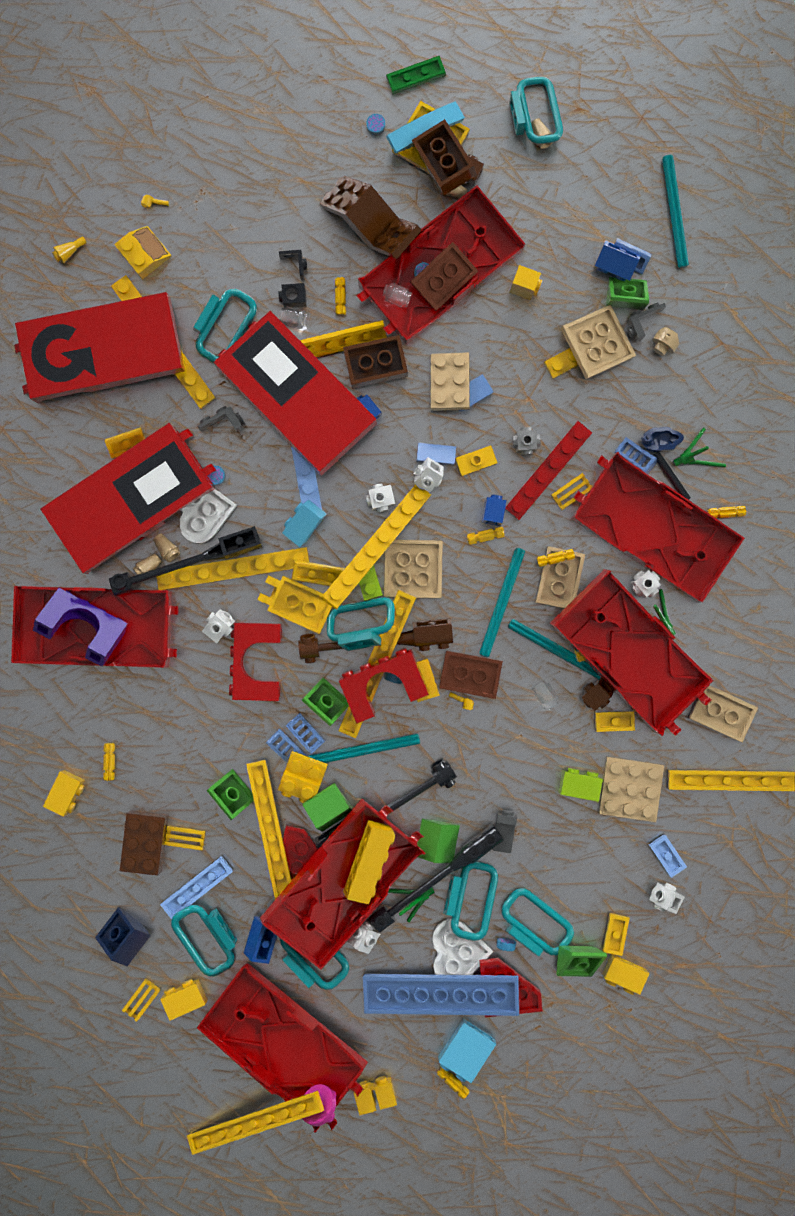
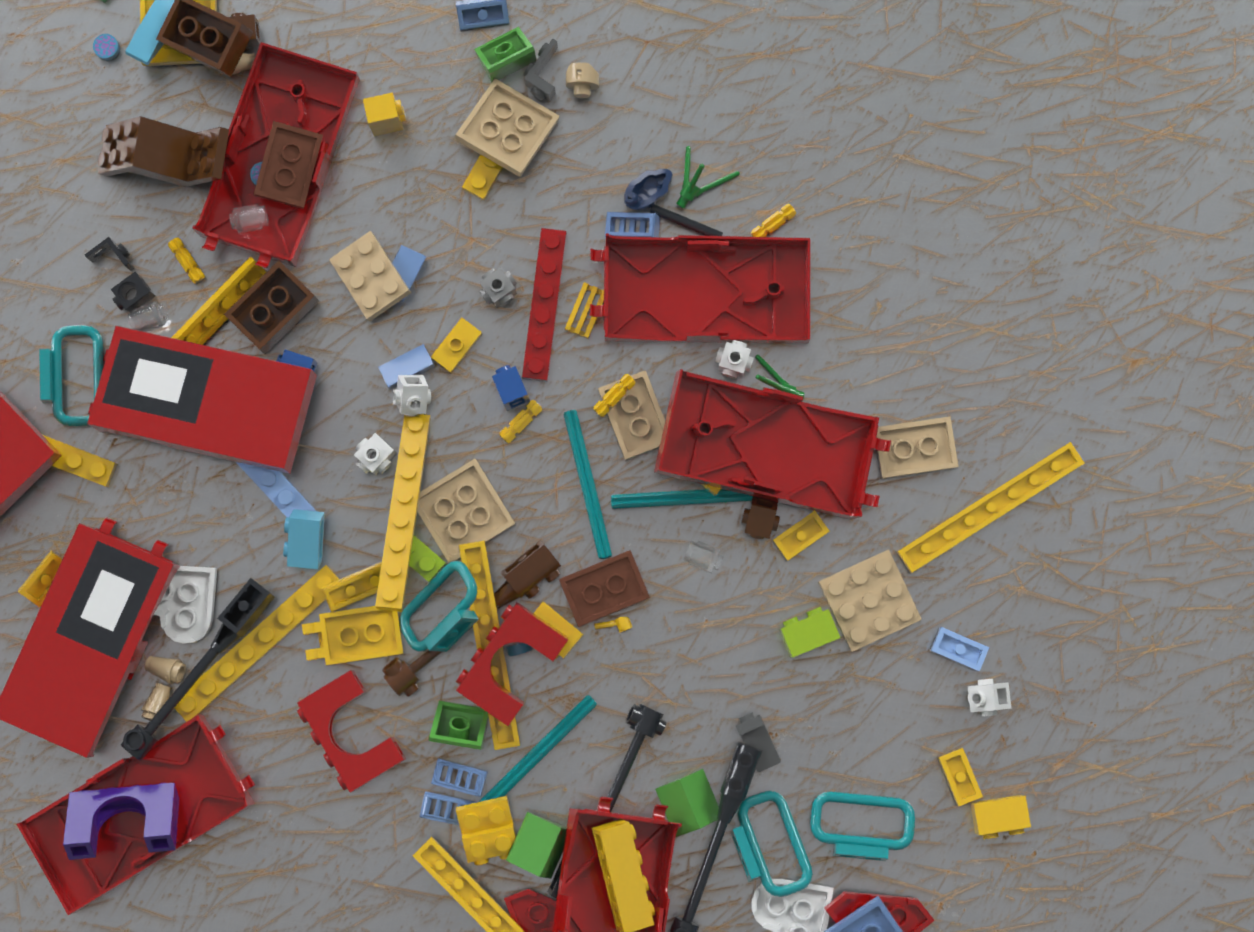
camera: 25 degrees left, 5 degrees down
(218, 476) = (174, 550): dark azure tile -> none
(218, 625) = (281, 717): white brick -> none
(222, 413) = (134, 476): dark grey bracket -> none
(231, 794) = (418, 903): bright green slope -> none
(419, 901) = (712, 883): green plant -> none
(506, 944) = (843, 870): dark azure tile -> none
(579, 960) = (938, 835): bright green slope -> none
(617, 261) = (471, 26): blue brick -> none

